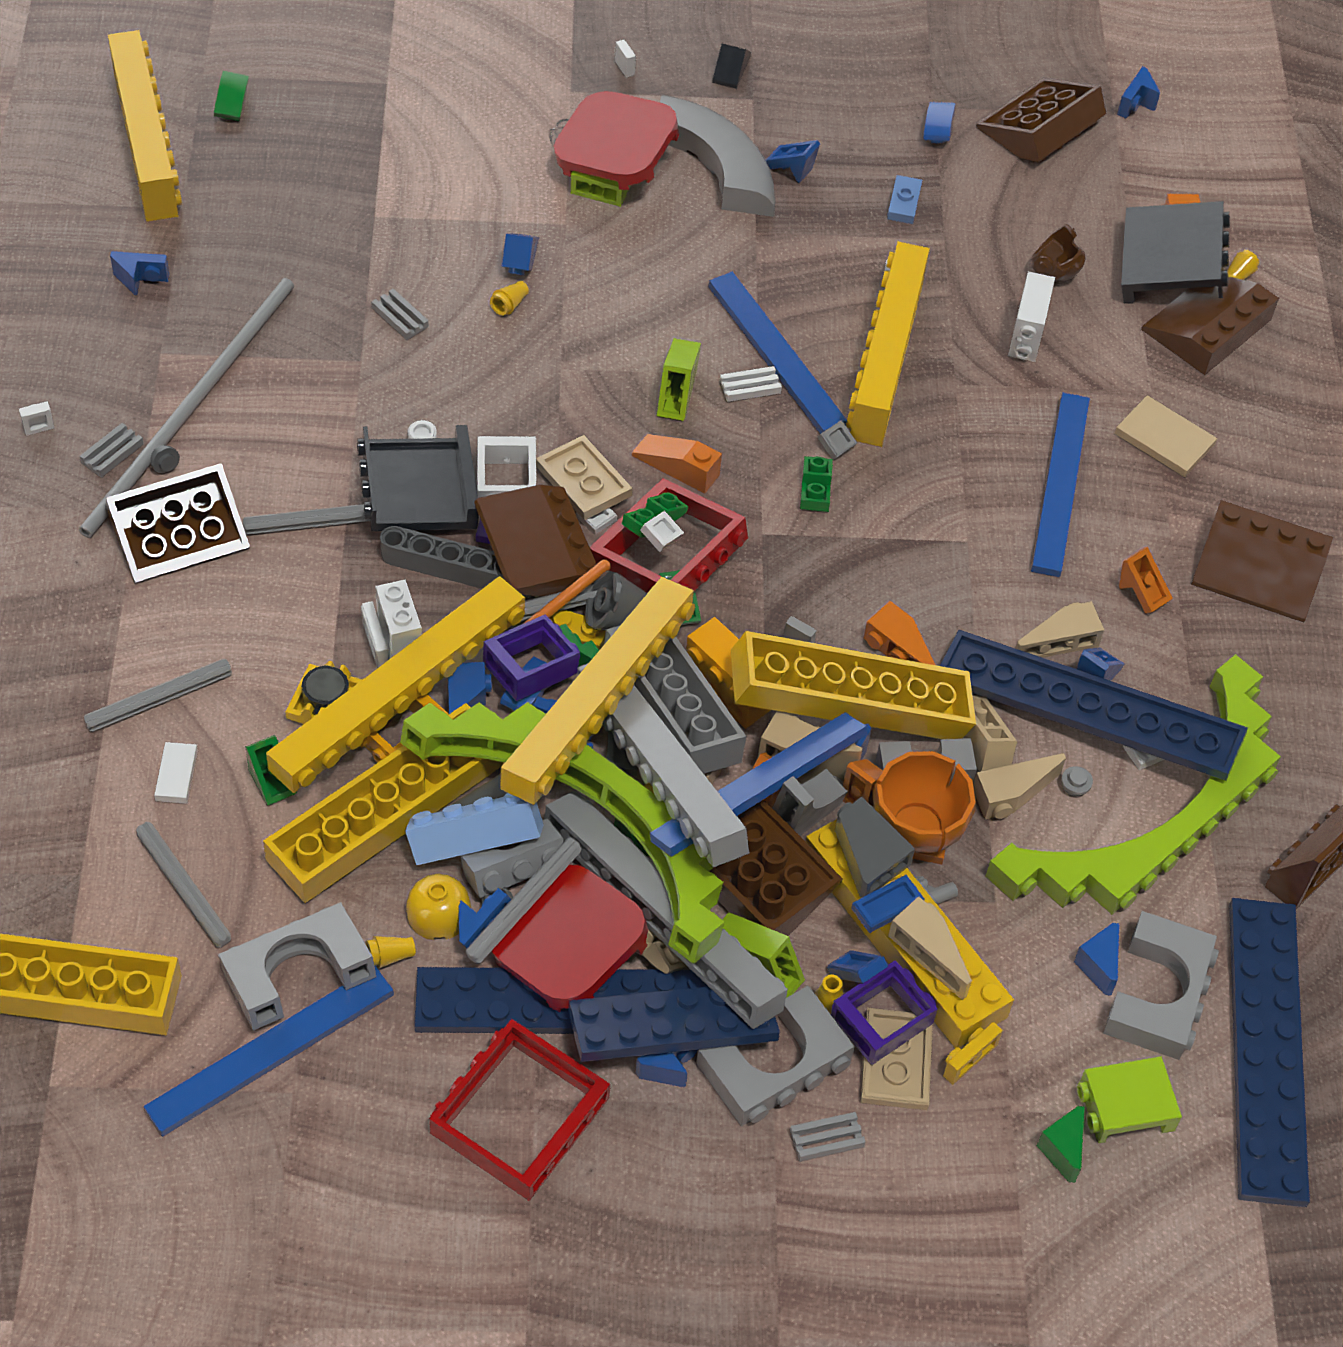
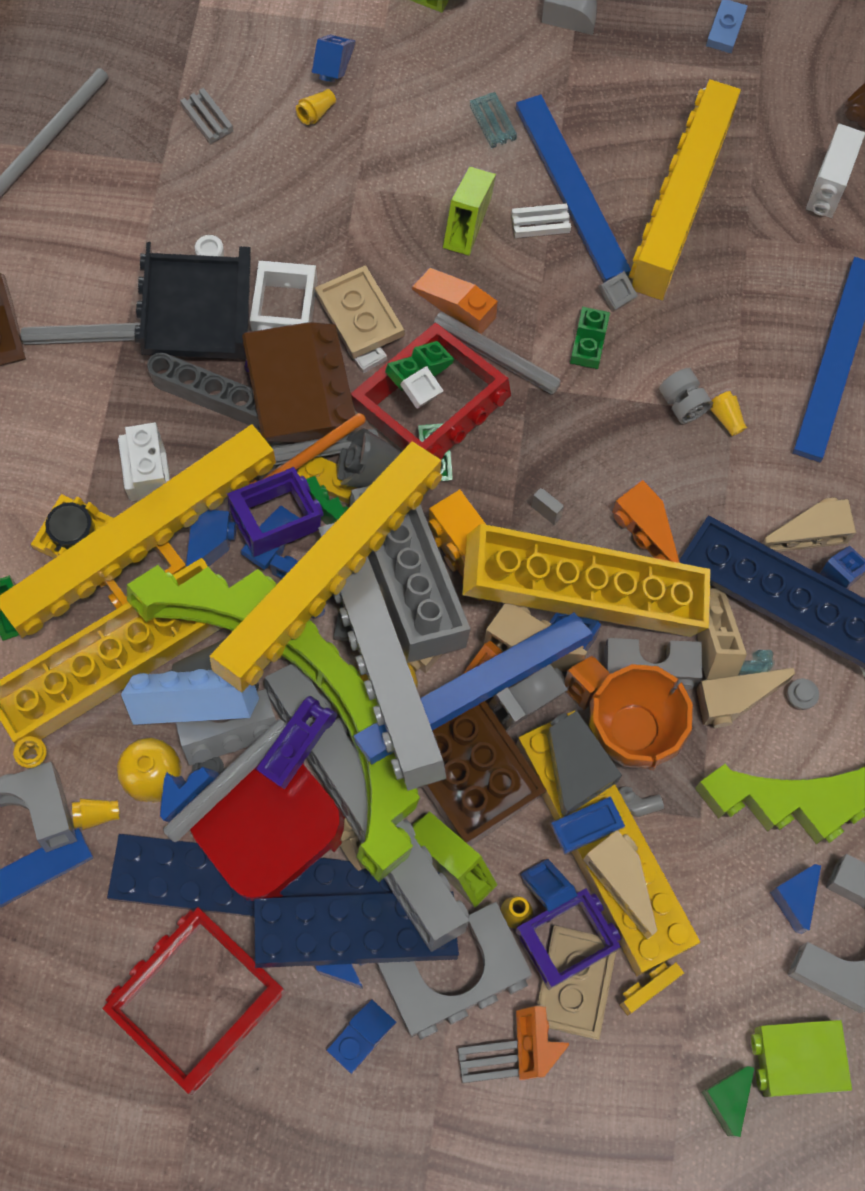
camera: 10 degrees right, 15 degrees up
(318, 895) = (27, 747): none -> yellow cone
(589, 854) = (296, 742): none -> dark purple plate
(683, 299) = (500, 136): none -> clear light blue tile
(691, 1128) = (361, 1036): none -> blue slope
(753, 514) = (499, 353): none -> light grey axle
(865, 1109) = (534, 1051): none -> orange slope
(918, 524) = (687, 399): none -> light grey wheel
(962, 537) = (728, 412): none -> yellow cone
(1033, 751) = (763, 663): none -> clear light blue arm

